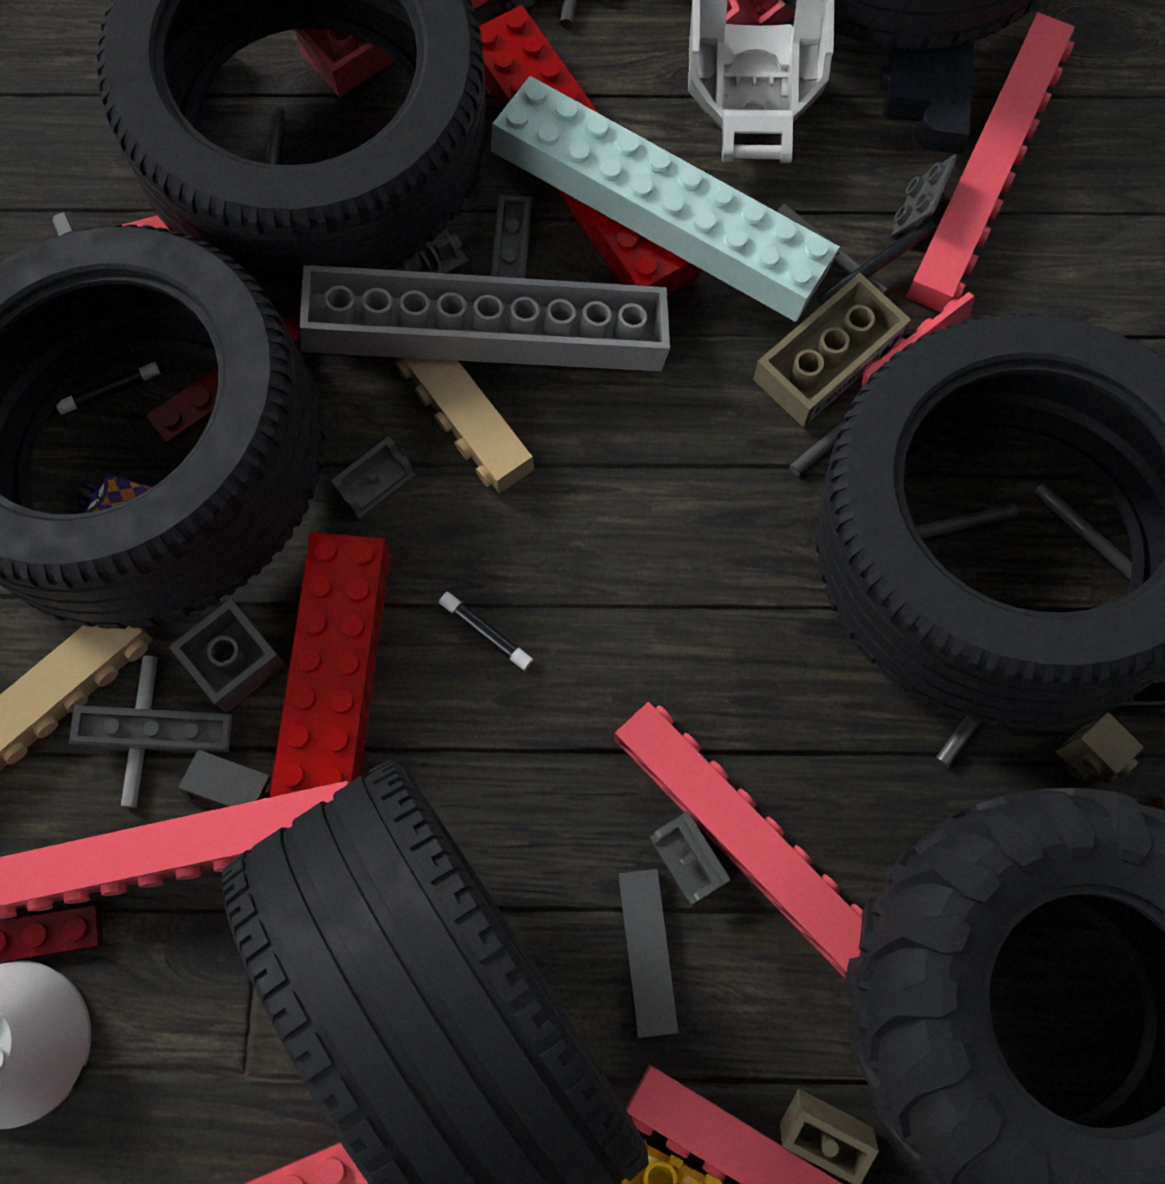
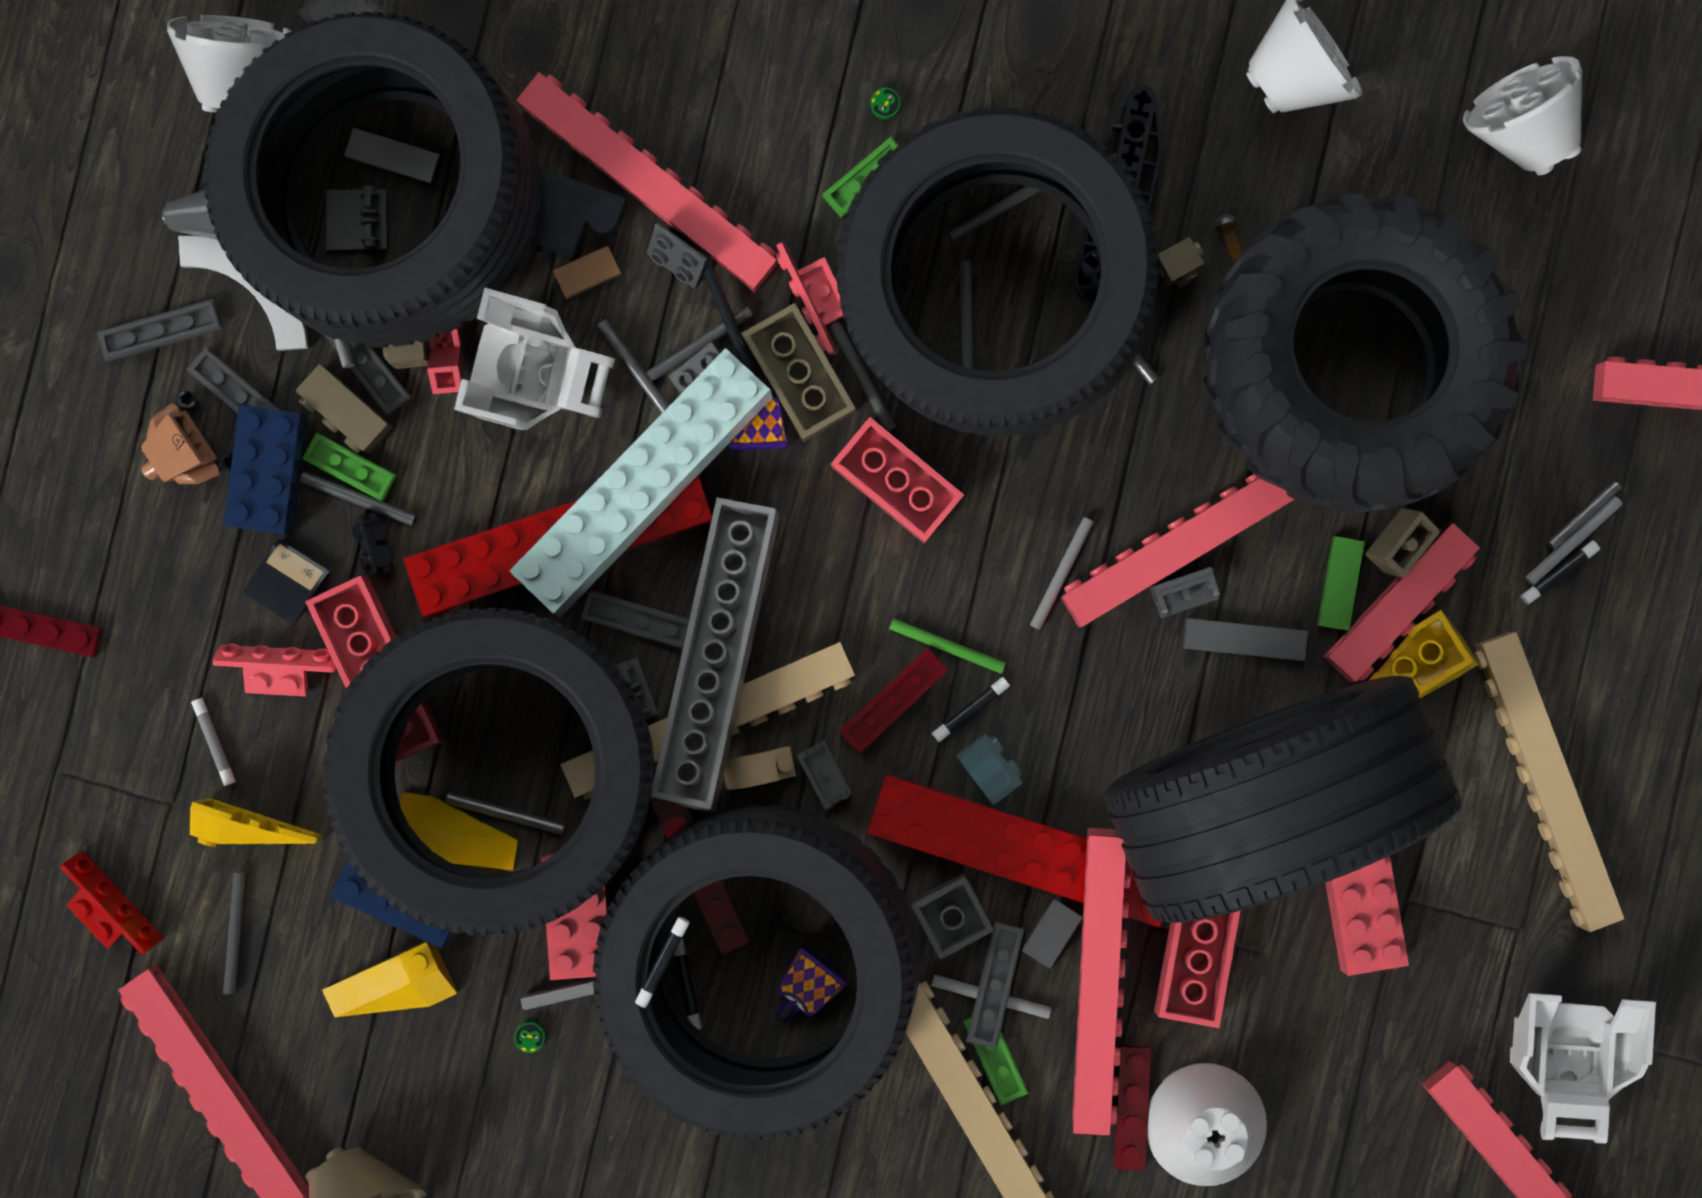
camera: 75 degrees left, 15 degrees up
(24, 237) = (530, 1037): none -> green tile
(49, 765) = (1000, 1070): none -> bright green tile
(69, 104) = (399, 983): none -> yellow wedge
(97, 286) = (662, 962): none -> black bar
(190, 981) = (1197, 970): none -> coral brick
(240, 105) = (458, 835): none -> yellow wedge
(368, 406) = (759, 768): none -> tan brick
(417, 662) = (989, 768): none -> clear light blue brick
(477, 538) = (893, 700): none -> dark red plate
(556, 588) = (947, 645): none -> bright green bar
(675, 702) = (1061, 573): none -> light grey bar
(736, 481) = (896, 480): none -> coral brick
(751, 1065) = (1340, 583): none -> bright green tile
(756, 326) = (763, 431): none -> torso
(799, 179) = (633, 366): none -> flat silver bar
(875, 127) = (587, 272): none -> medium nougat tile

